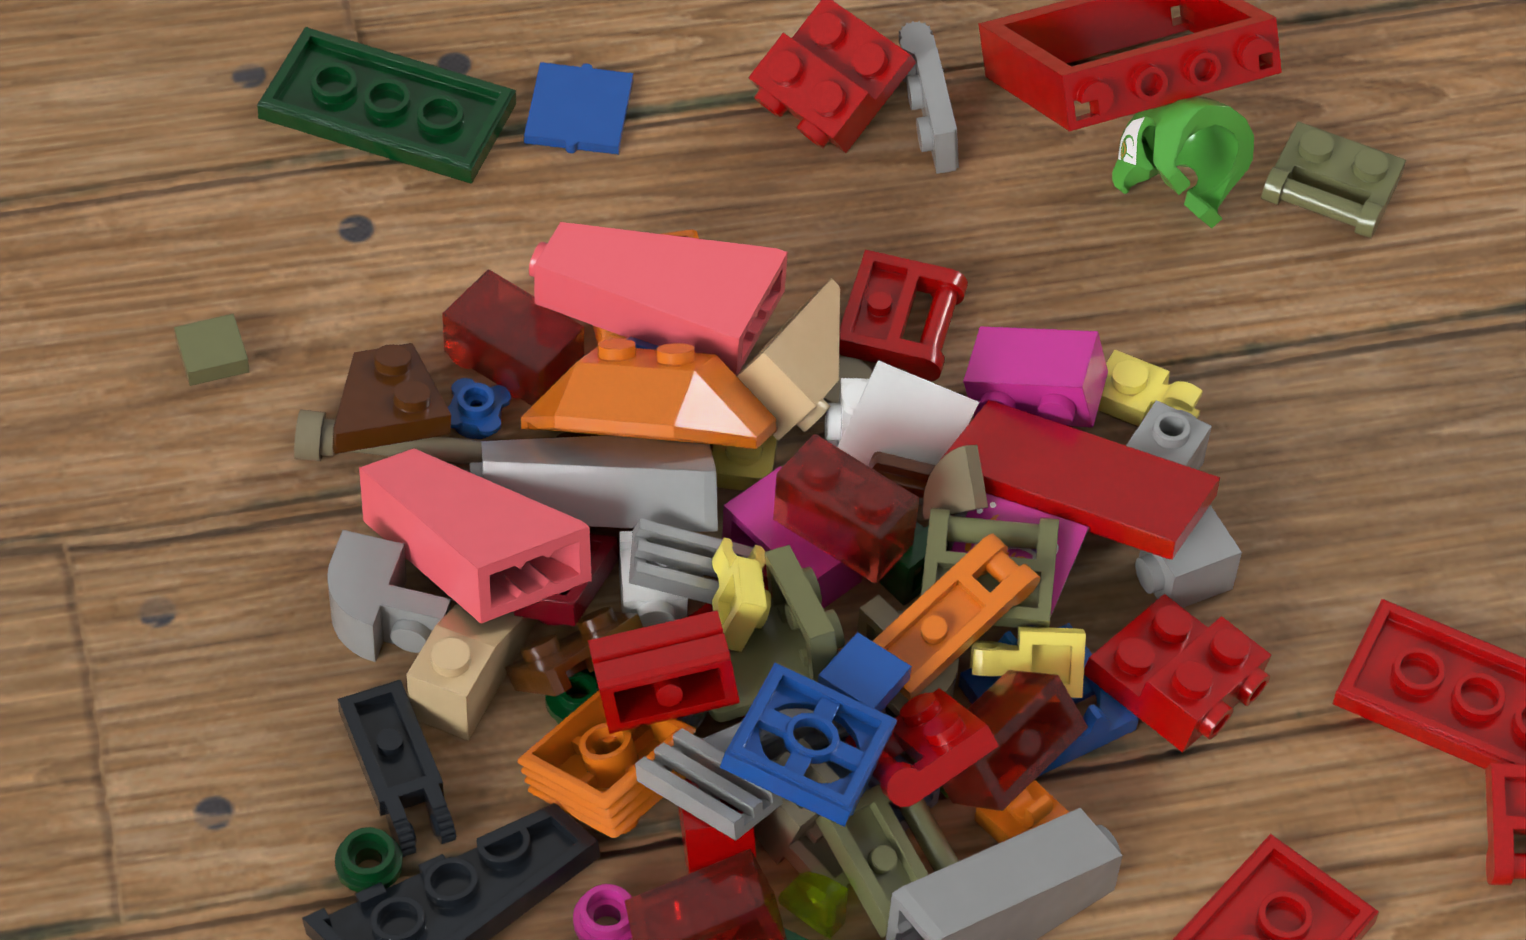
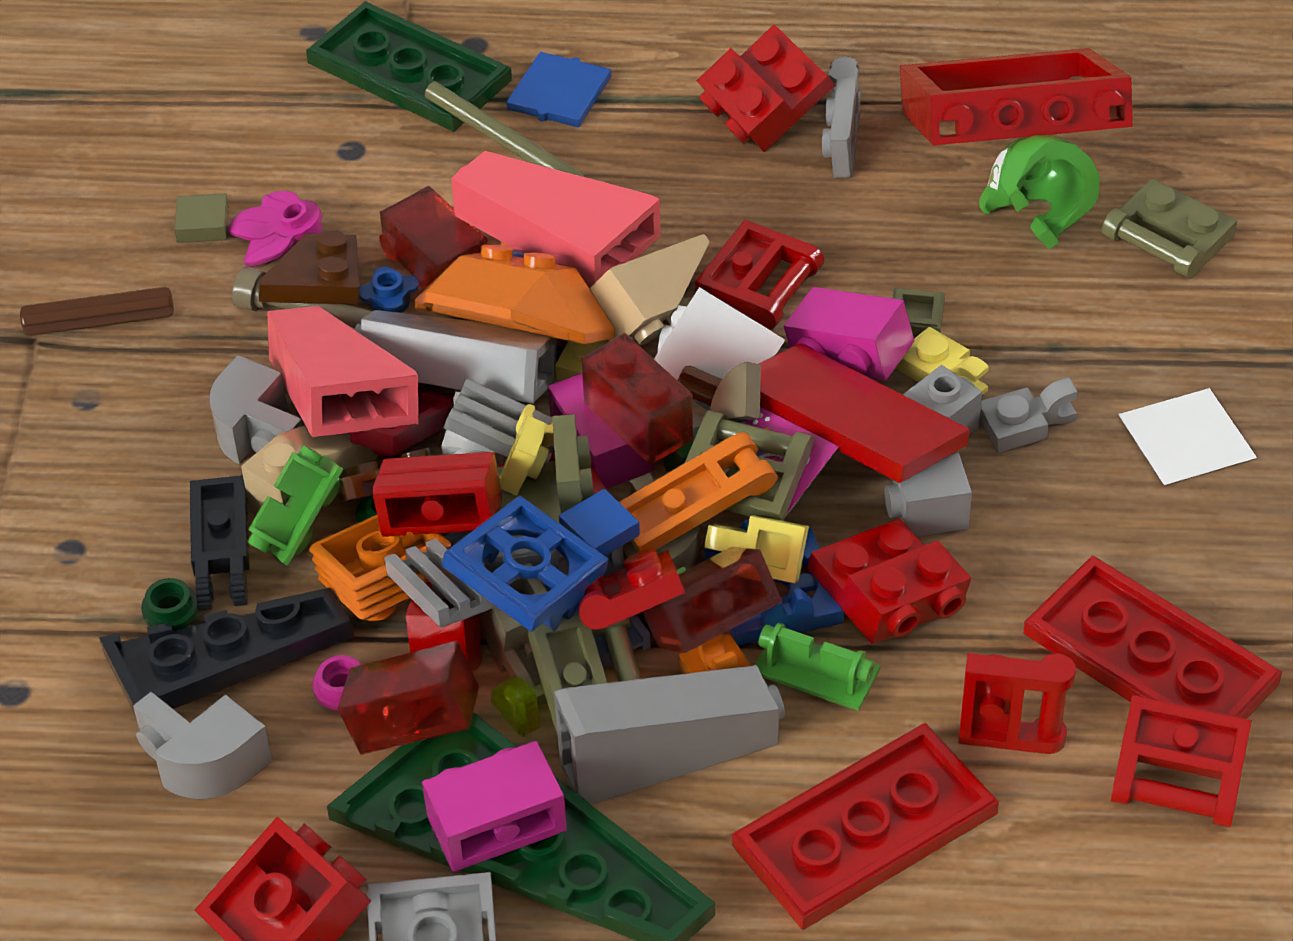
camera: 20 degrees right, 5 degrees down
(130, 495) = (96, 311): none -> reddish brown axle
(306, 345) = (275, 225): none -> dark pink plate
(481, 739) = (289, 525): none -> bright green hinge
(541, 182) = (495, 129): none -> olive bar
(1096, 317) = (923, 308): none -> olive tile
(1132, 792) = (815, 668): none -> bright green hinge
(1251, 446) = (1021, 419): none -> light grey plate
(1353, 791) = (995, 702): none -> red plate
(1430, 433) = (1187, 436): none -> white sticker

